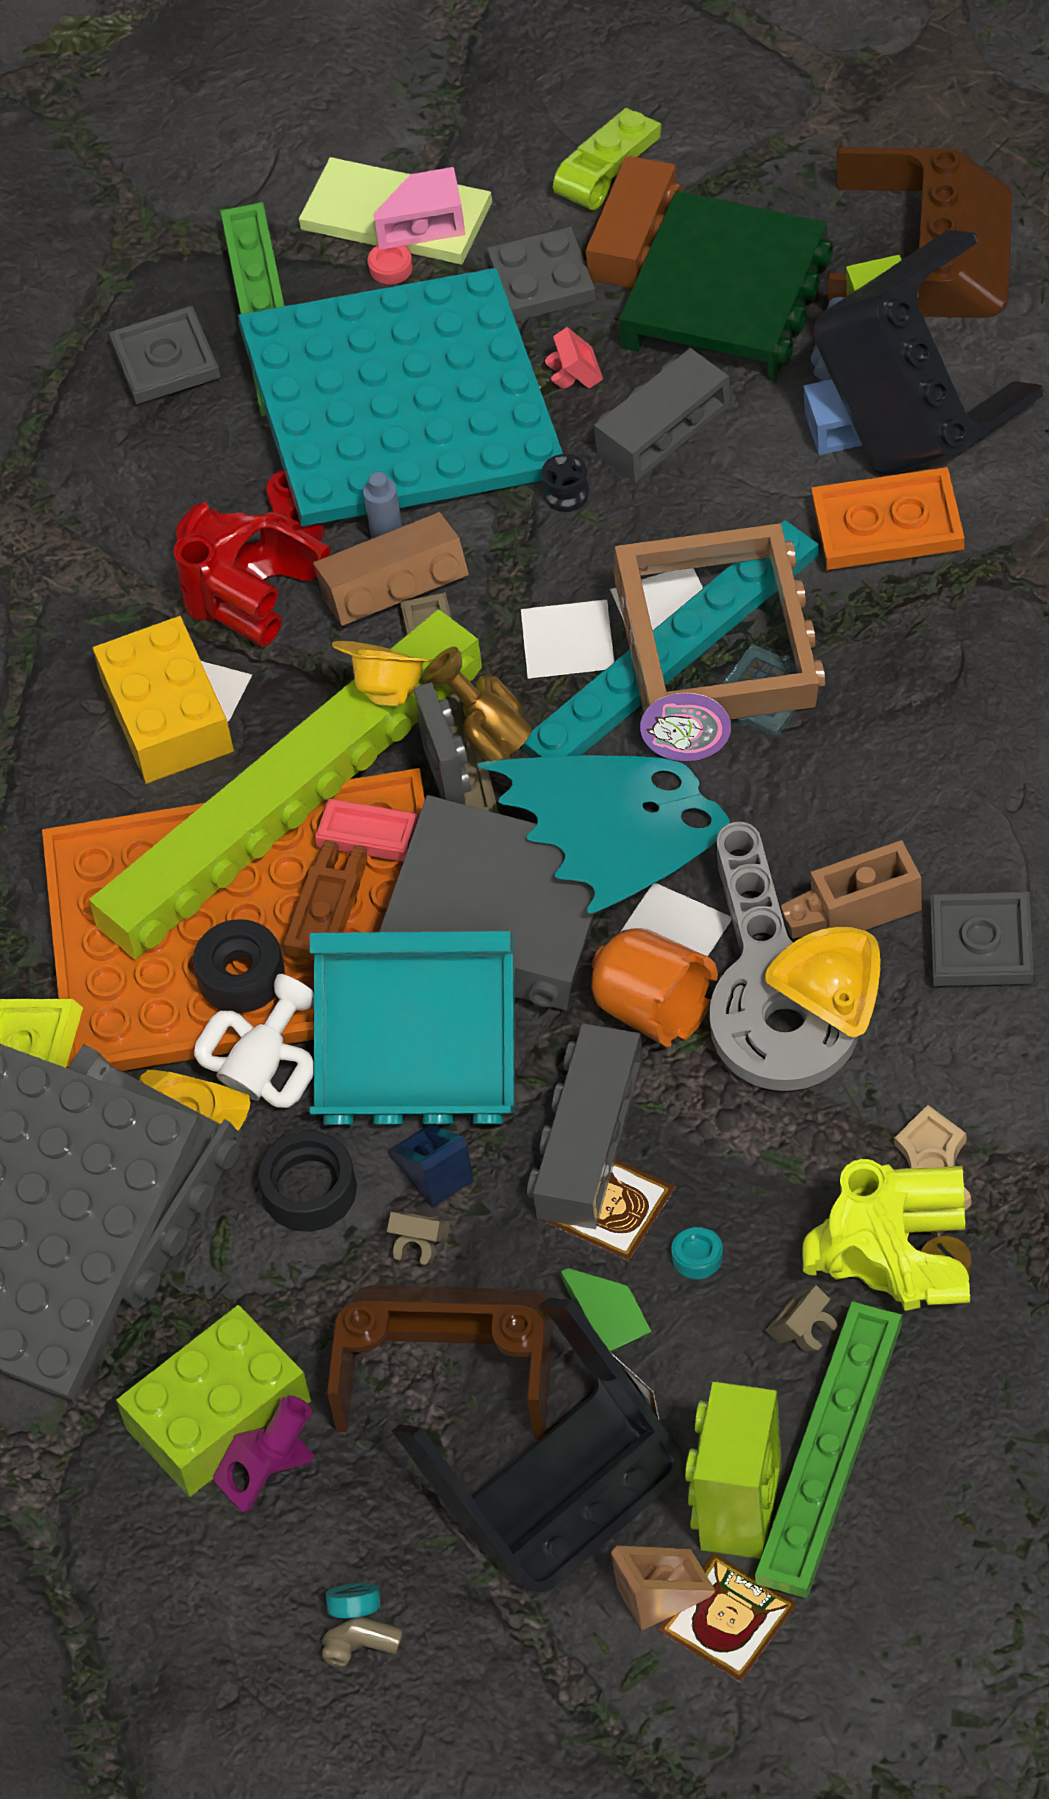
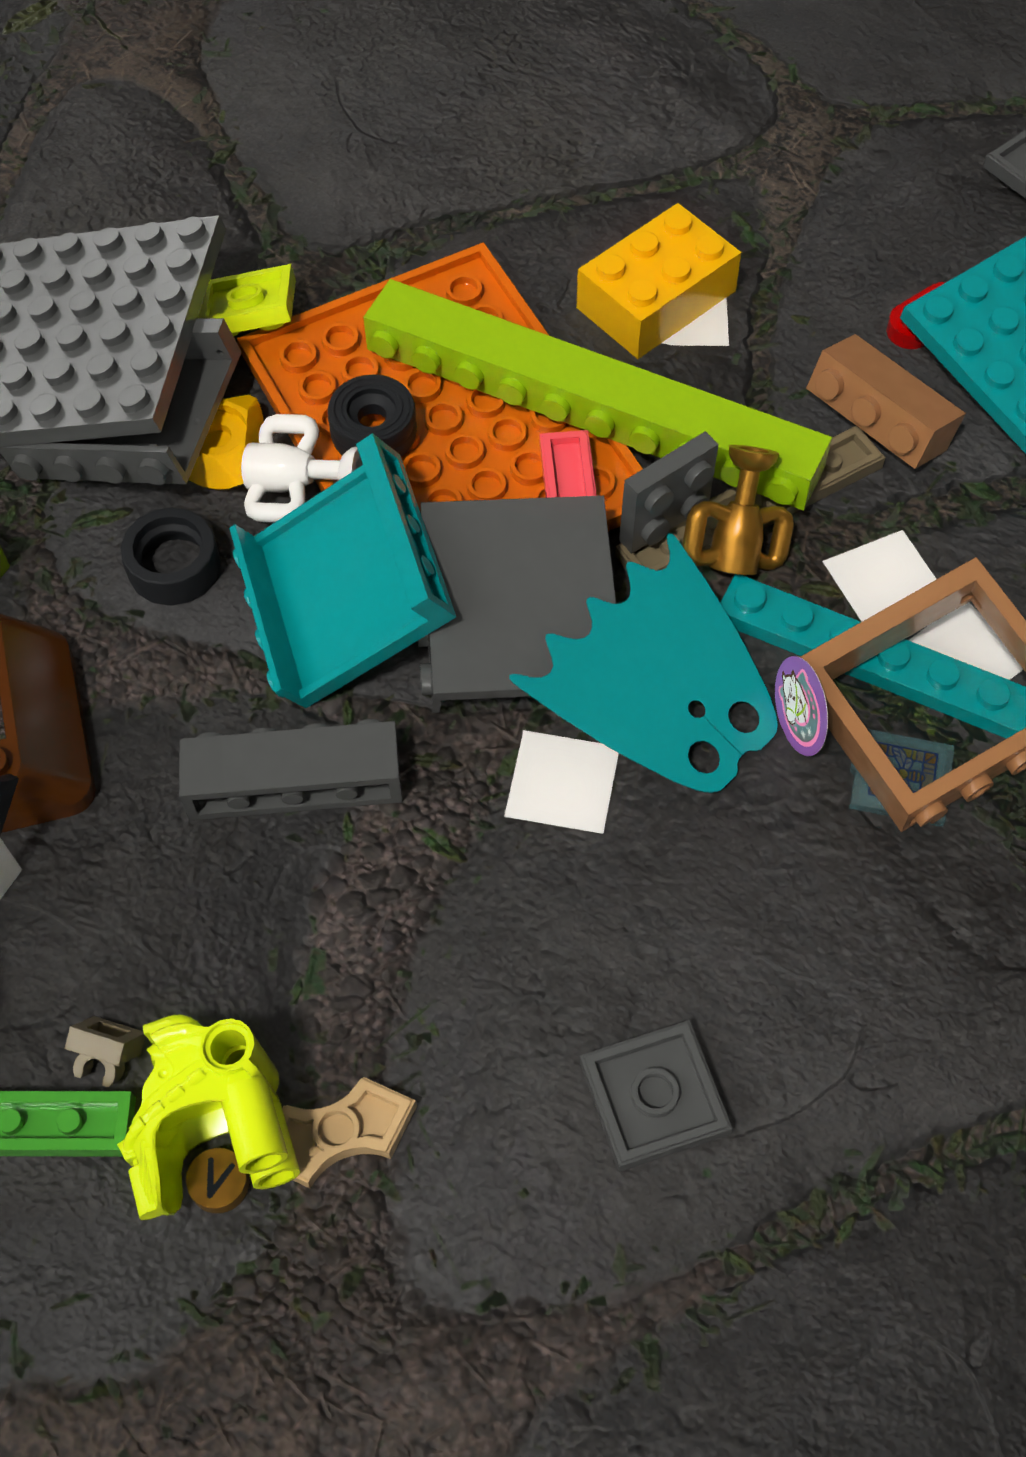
camera: 65 degrees right, 5 degrees up
(227, 578) = (813, 276): red helmet -> none
(325, 898) = (471, 464): dark orange hinge -> none
(381, 505) = (948, 363): sand blue cylinder -> none
(382, 672) = (726, 400): yellow piece -> none
(417, 1229) = (134, 660): dark tan tile -> none
(434, 1162) = (214, 649): dark blue slope -> none
(607, 1307) = (82, 854): bright green slope -> none
(627, 1211) = (218, 844): sticker -> none
(653, 984) = (465, 773): orange cylinder -> none
(697, 1252) = (177, 921): teal tile -> none
(791, 1058) = (519, 886): light grey beam -> none
(831, 976) = (514, 939): yellow hat -> none
(857, 893) = (653, 940): medium nougat hinge -> none

